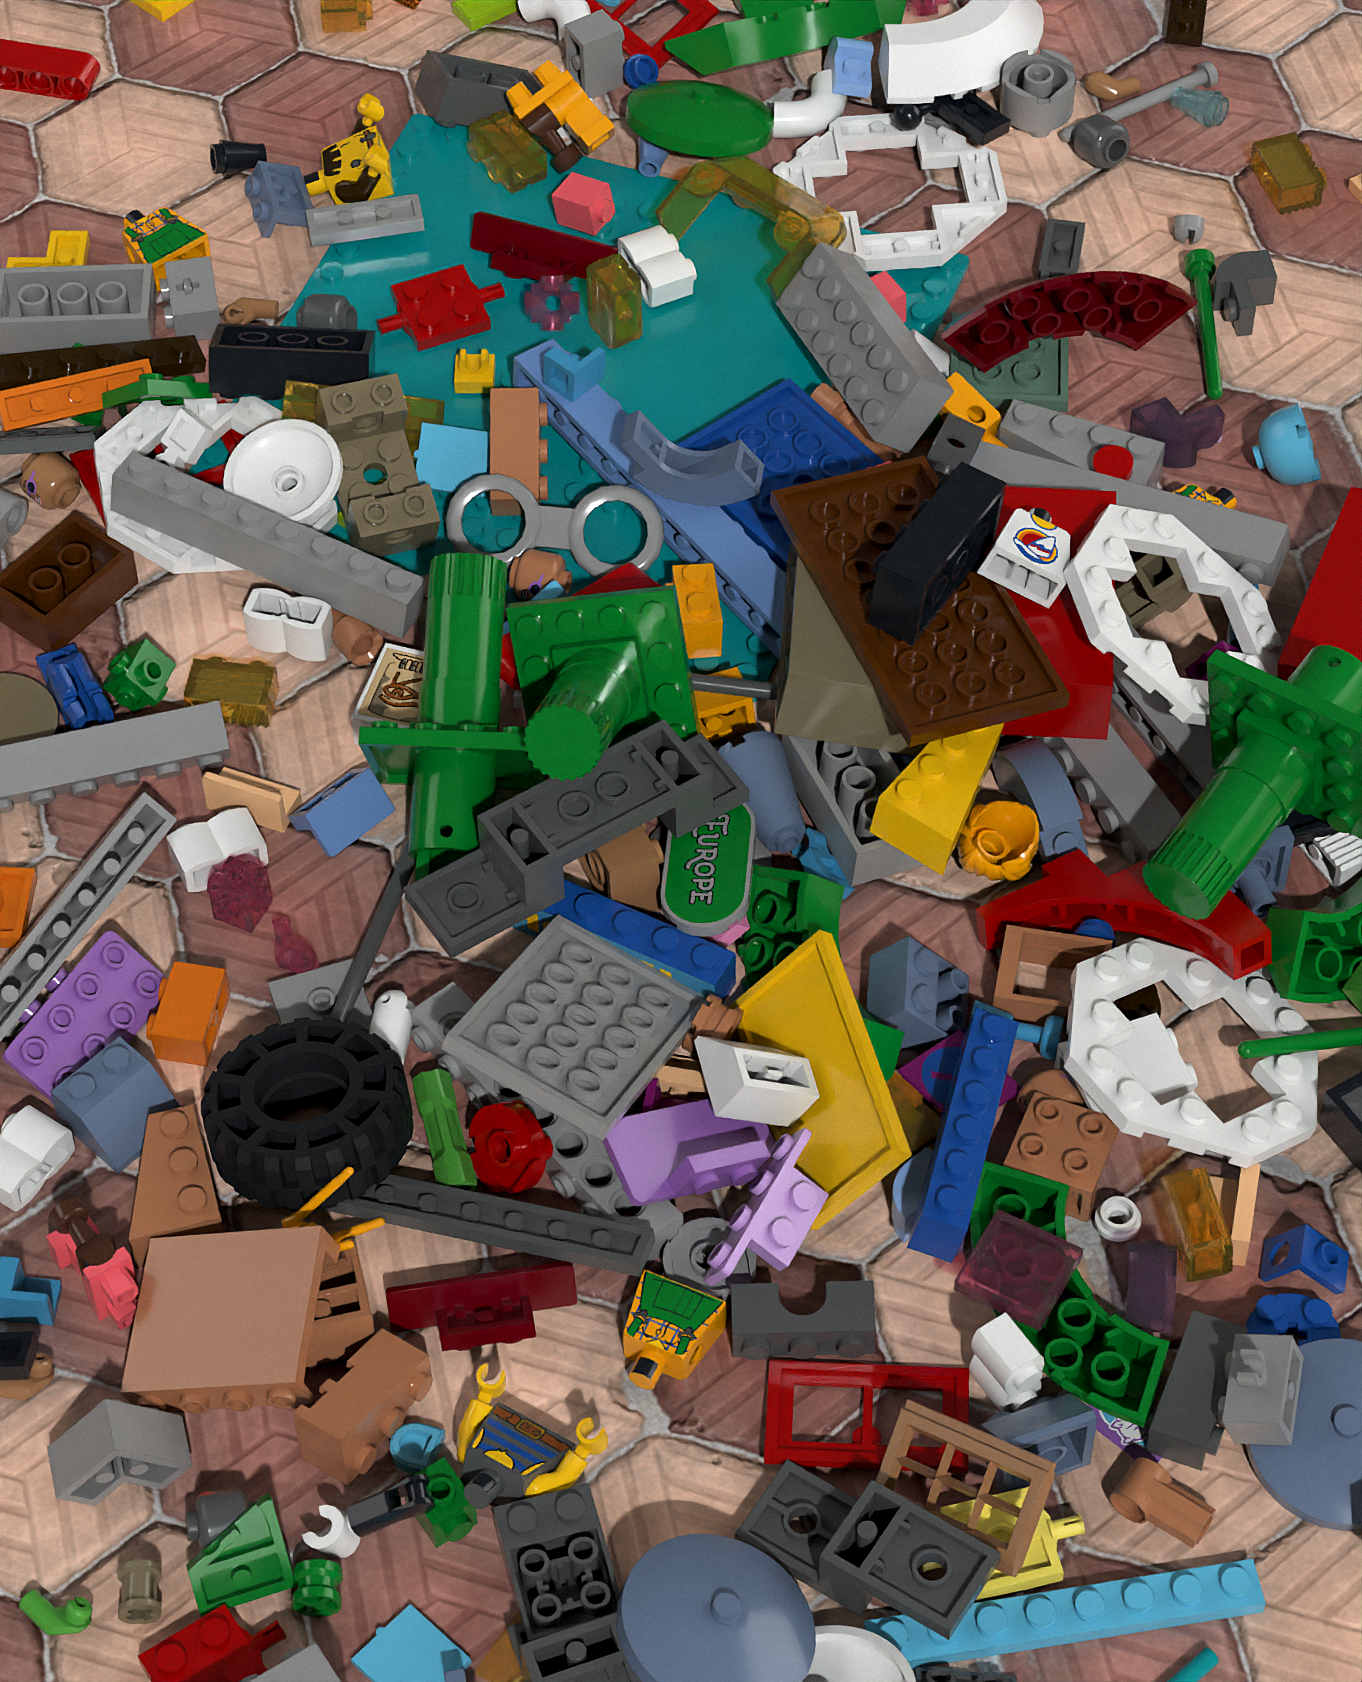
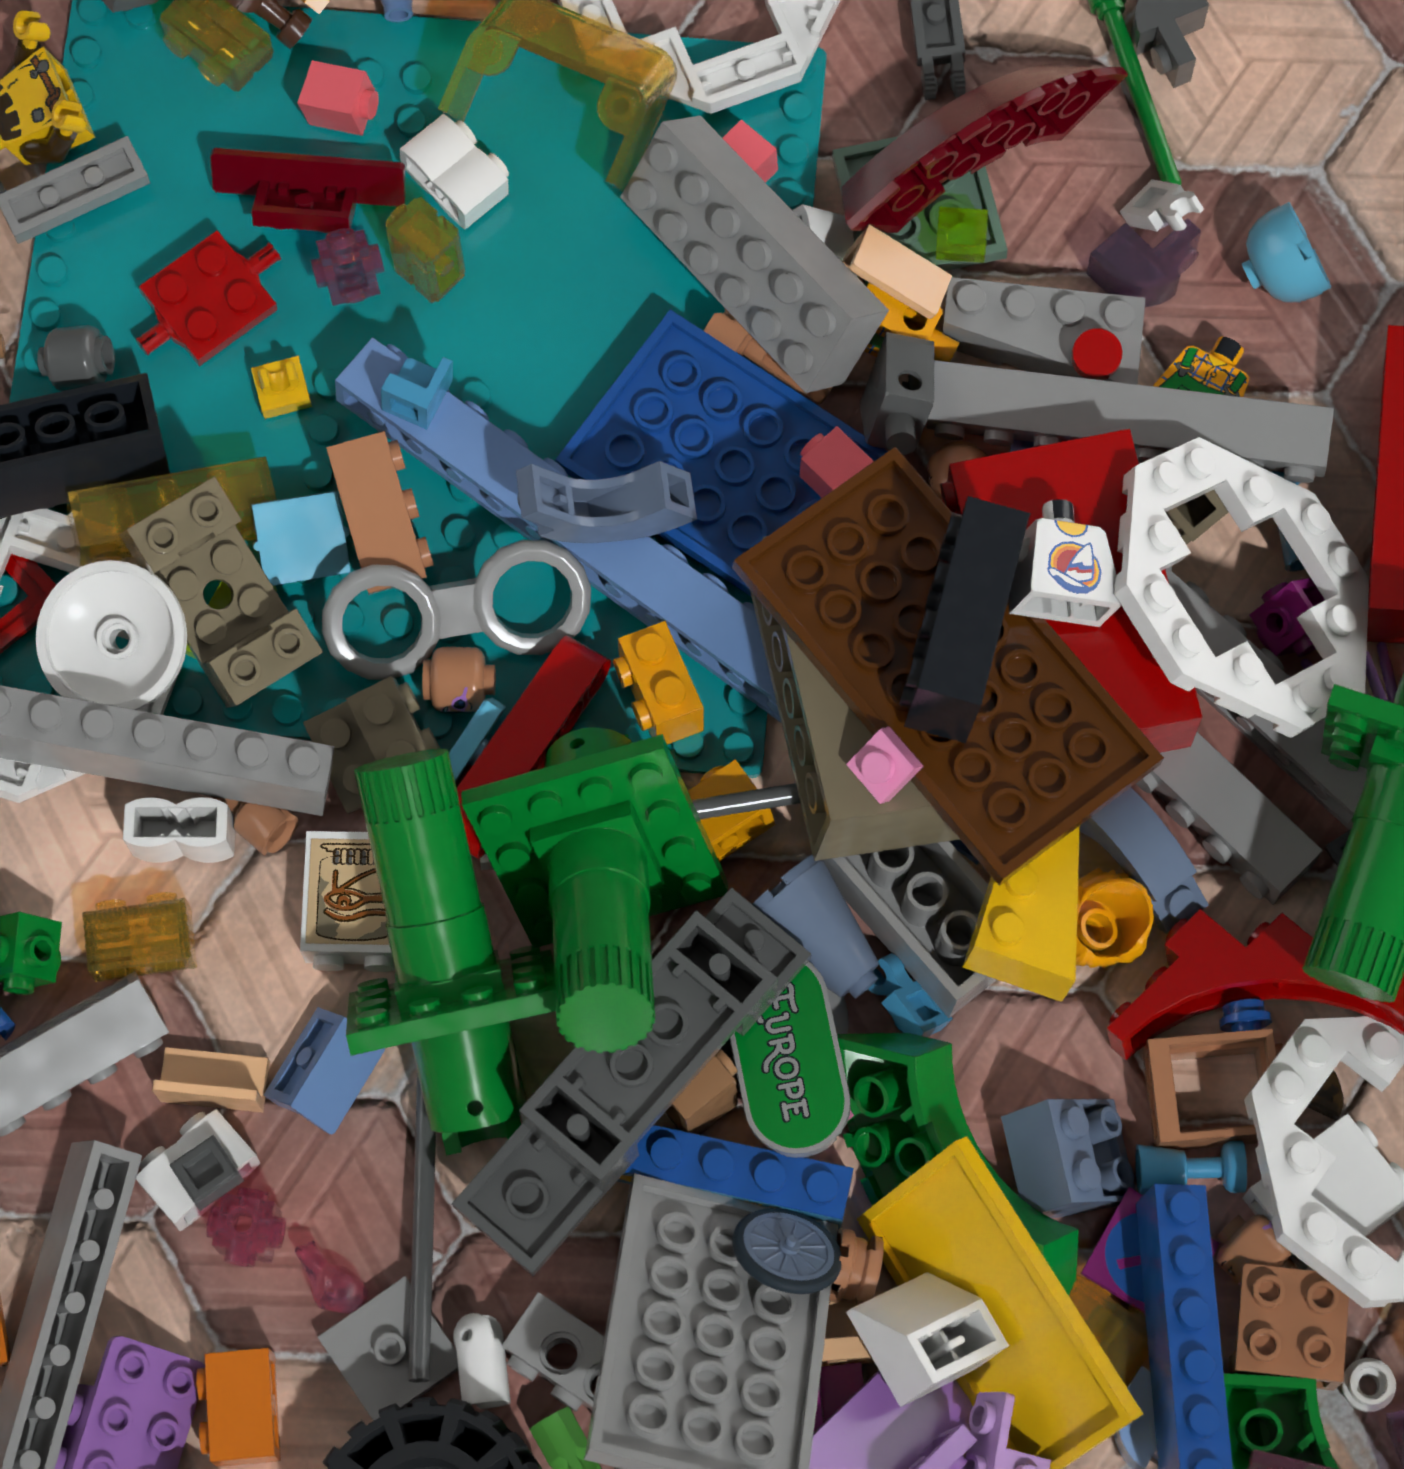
camera: 15 degrees left, 20 degrees up
(222, 838) = (206, 1172): none -> dark grey tile
(660, 989) = (787, 1251): none -> sand blue wheel
(843, 643) = (884, 765): none -> bright pink plate
(974, 379) = (898, 271): none -> light nougat panel
(1033, 378) = (961, 234): none -> clear neon green plate
(1200, 397) = (1160, 206): none -> white plate

